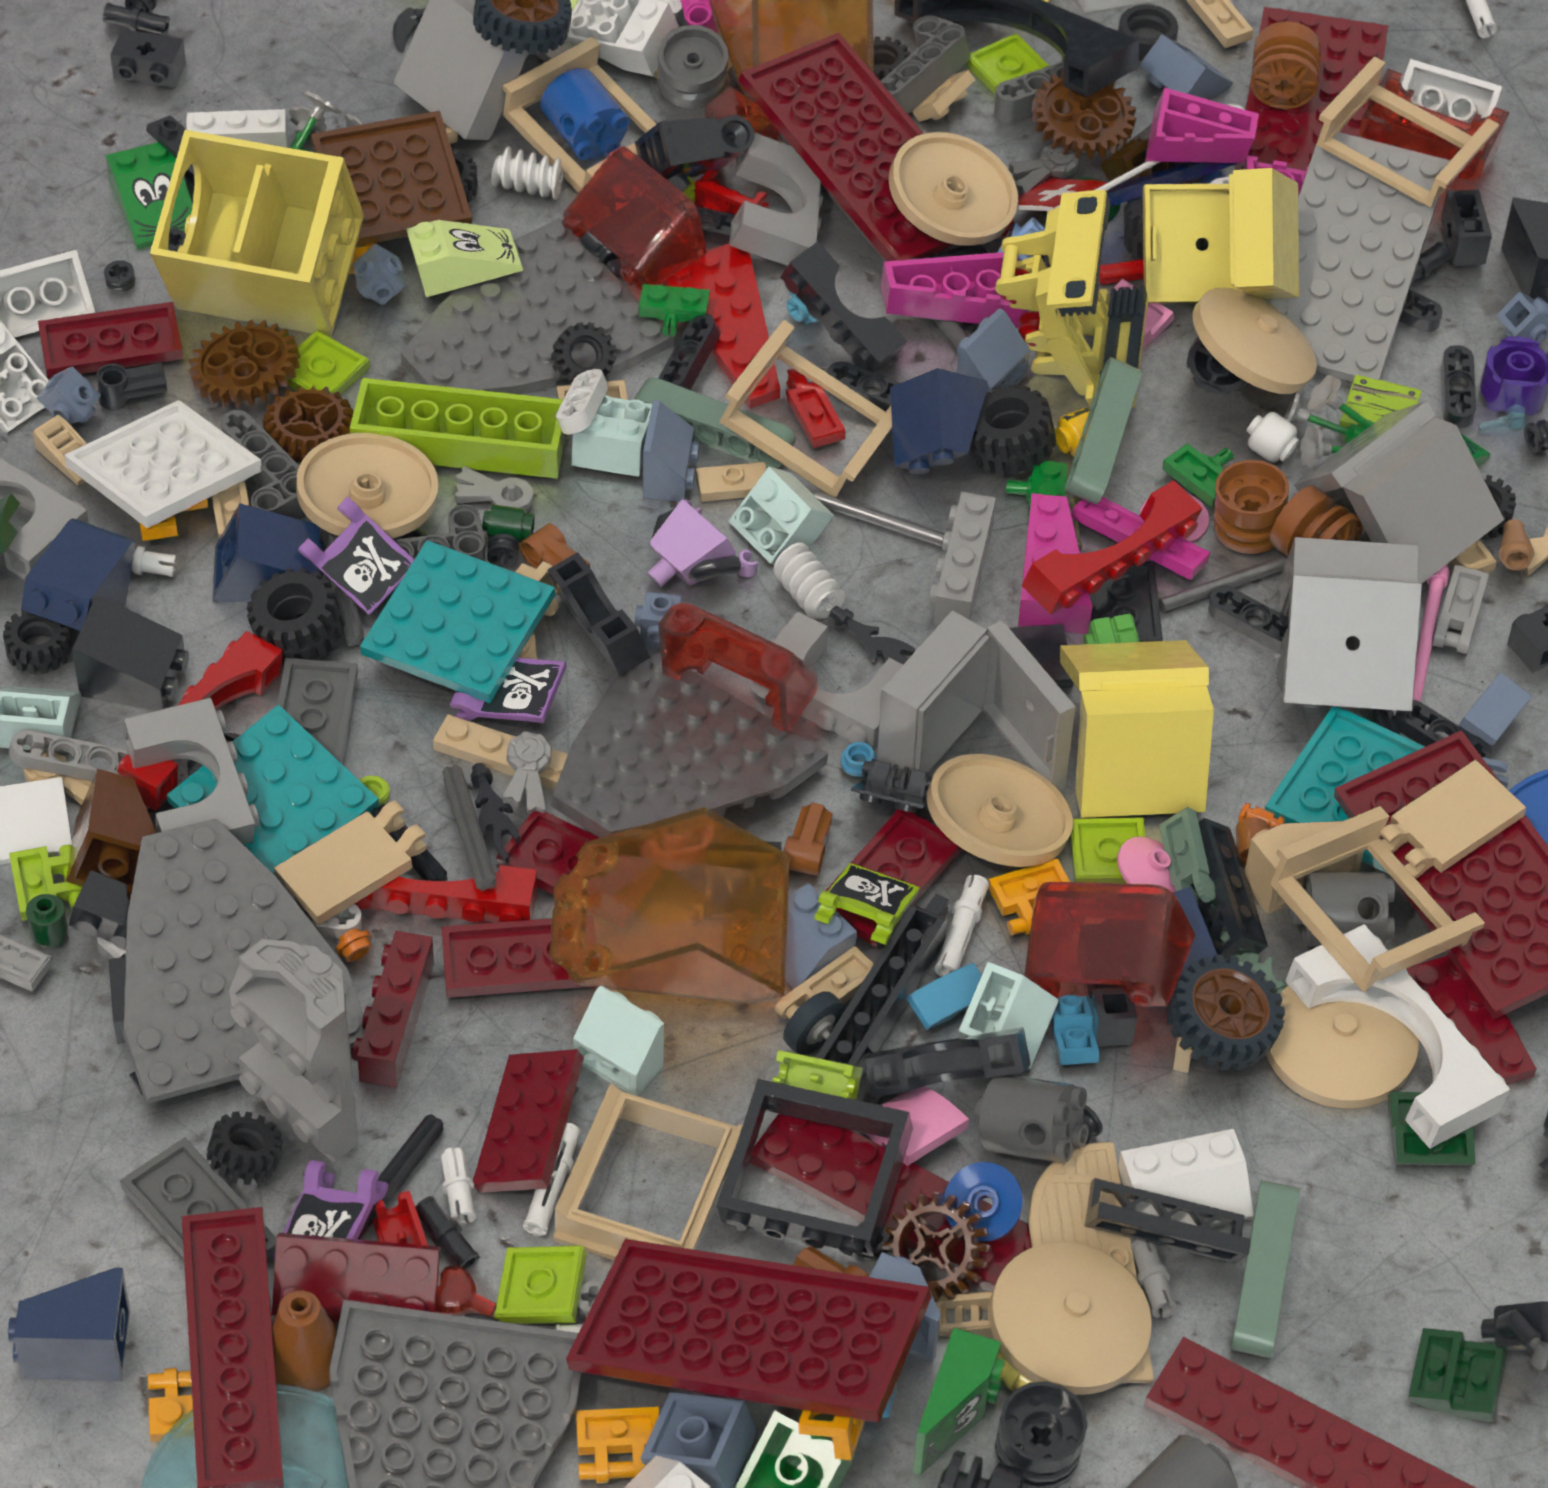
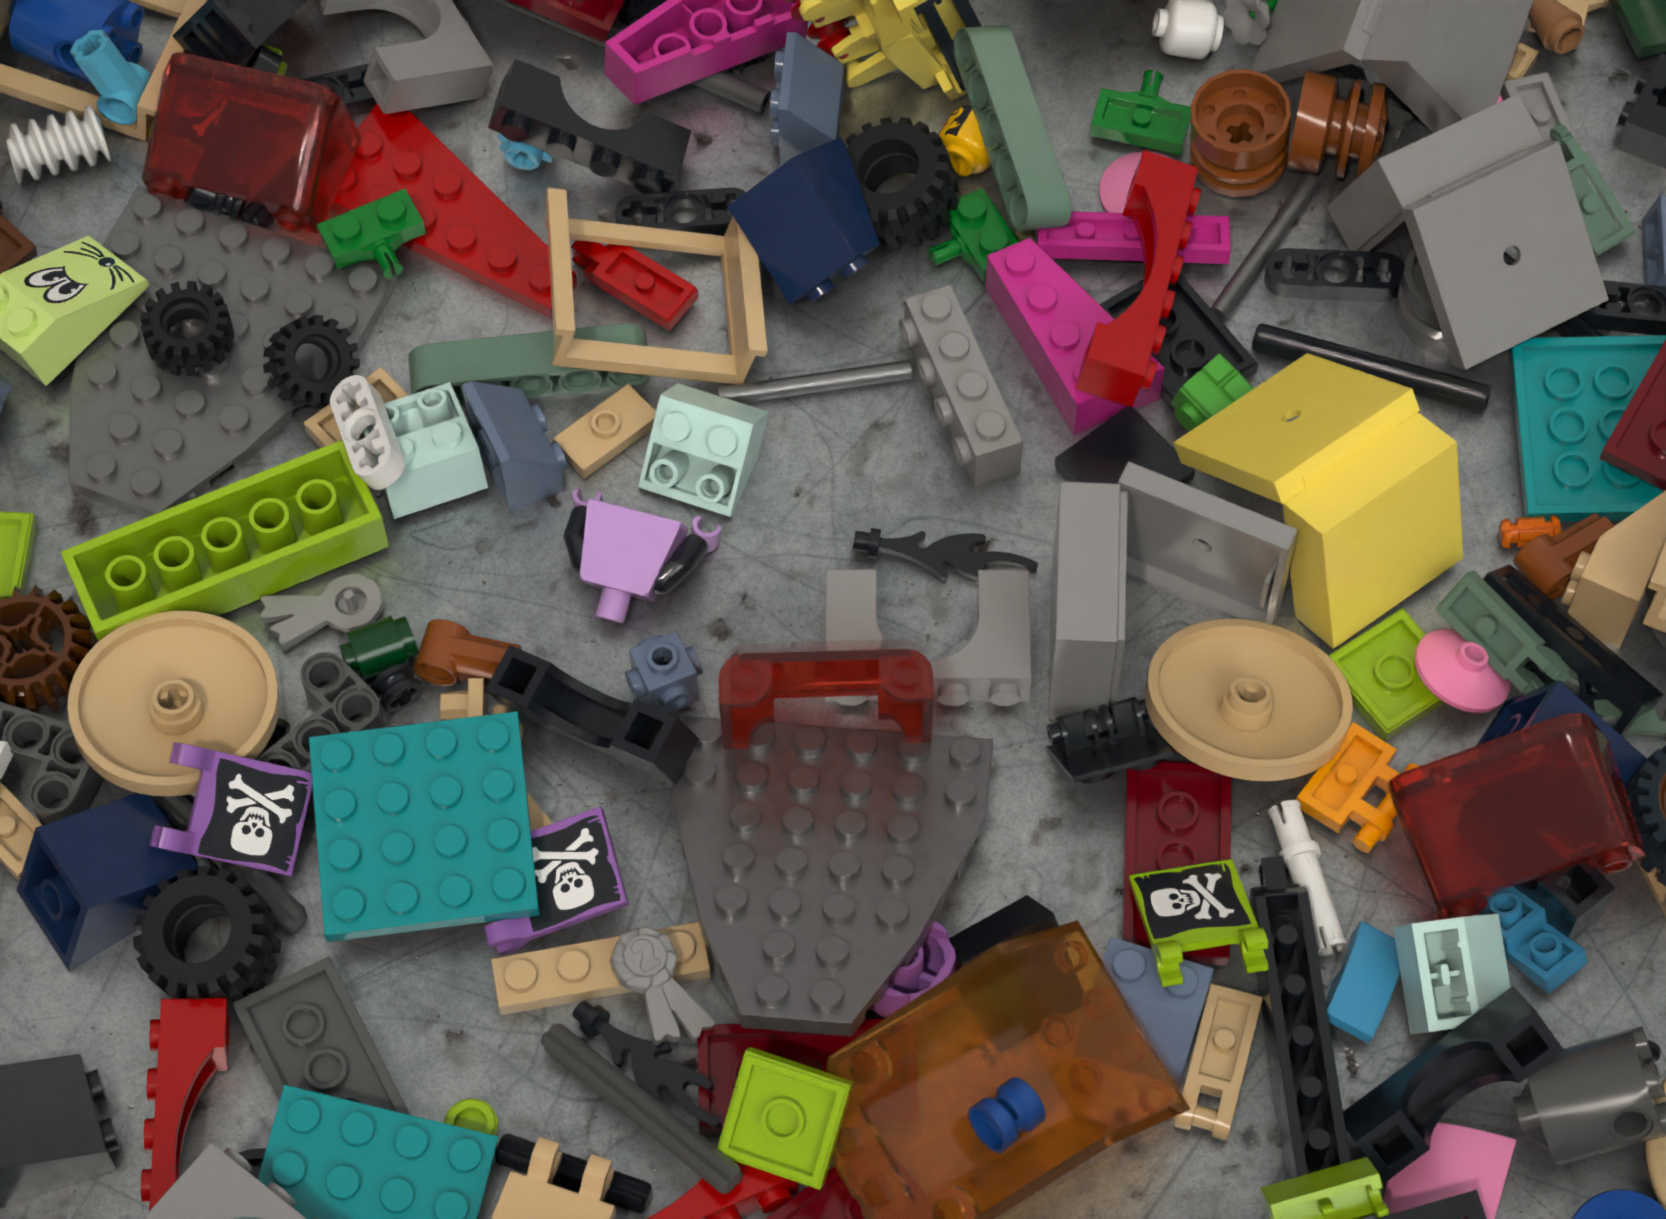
camera: 30 degrees left, 10 degrees up
(525, 315) = (180, 306): none -> black tyre
(539, 864) = (785, 1117): none -> lime tile
(582, 145) = (115, 79): none -> medium azure piece
(668, 937) = (1003, 1117): none -> blue wheel
(698, 338) = (425, 274): black beam -> none
(714, 196) = (325, 53): red hinge -> none
(808, 581) = (800, 521): white piece -> none
(808, 840) = (1050, 869): dark orange piece -> none
(813, 1023) = (1248, 1122): black wheel -> none
(856, 752) = (1026, 711): dark azure plate -> none
(1239, 684) = (1422, 380): none -> black axle
(1450, 651) = (1601, 212): none -> sand green hinge

